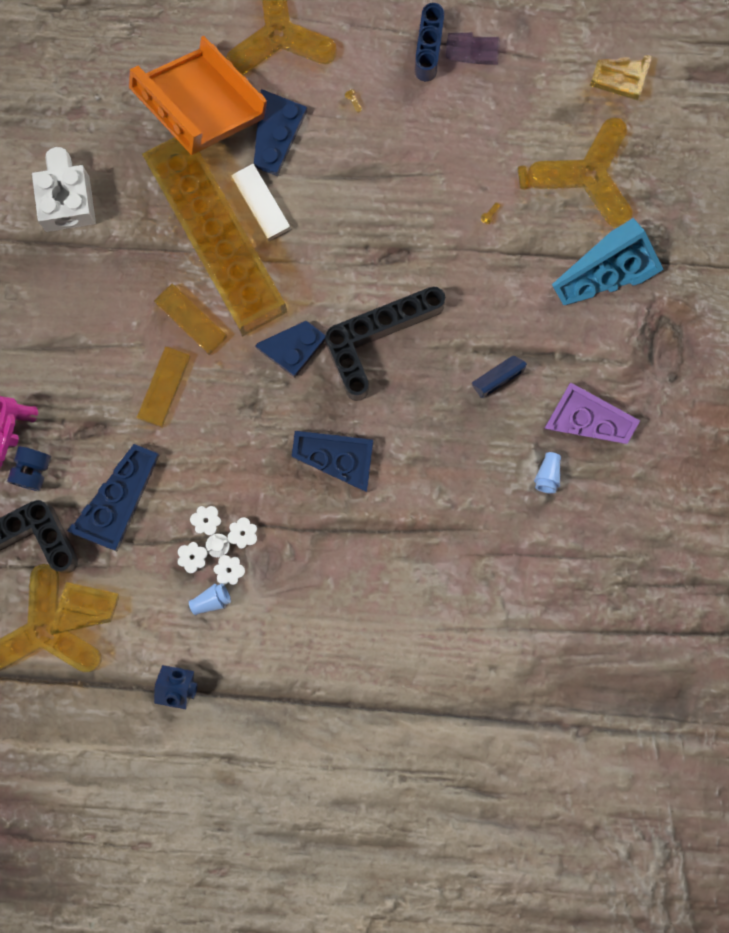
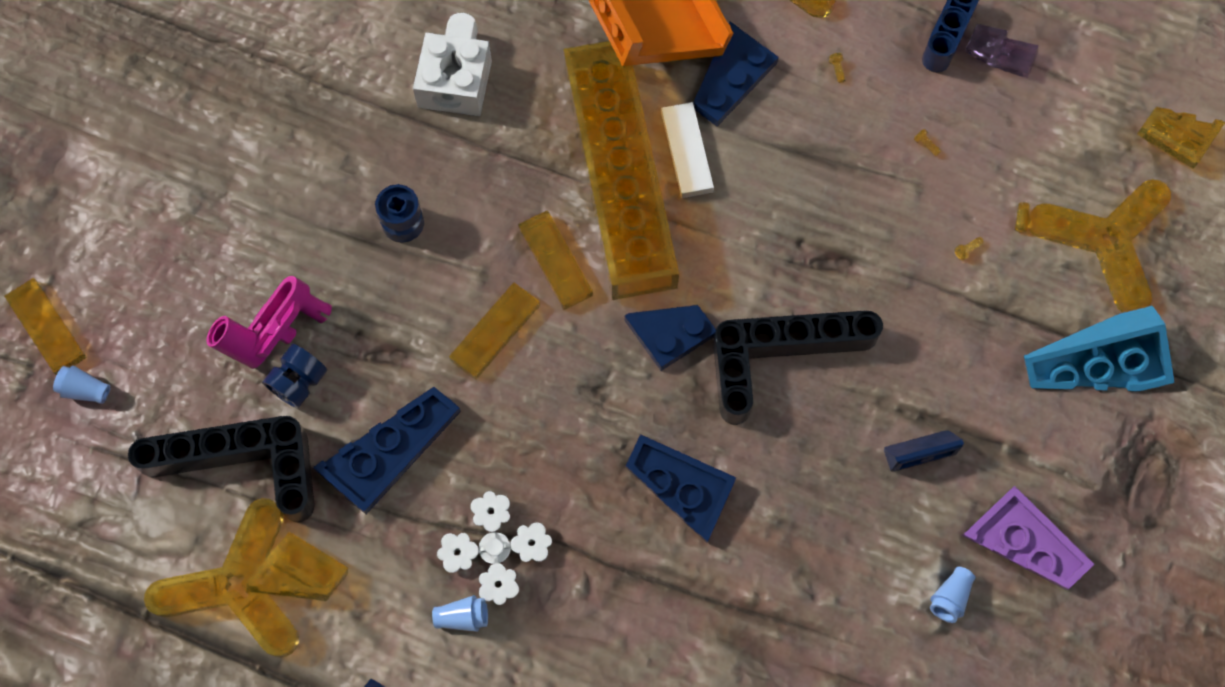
camera: 15 degrees right, 10 degrees down
(62, 321) = (399, 213): none -> dark blue wheel
(432, 137) = (921, 136): none -> clear yellow piece

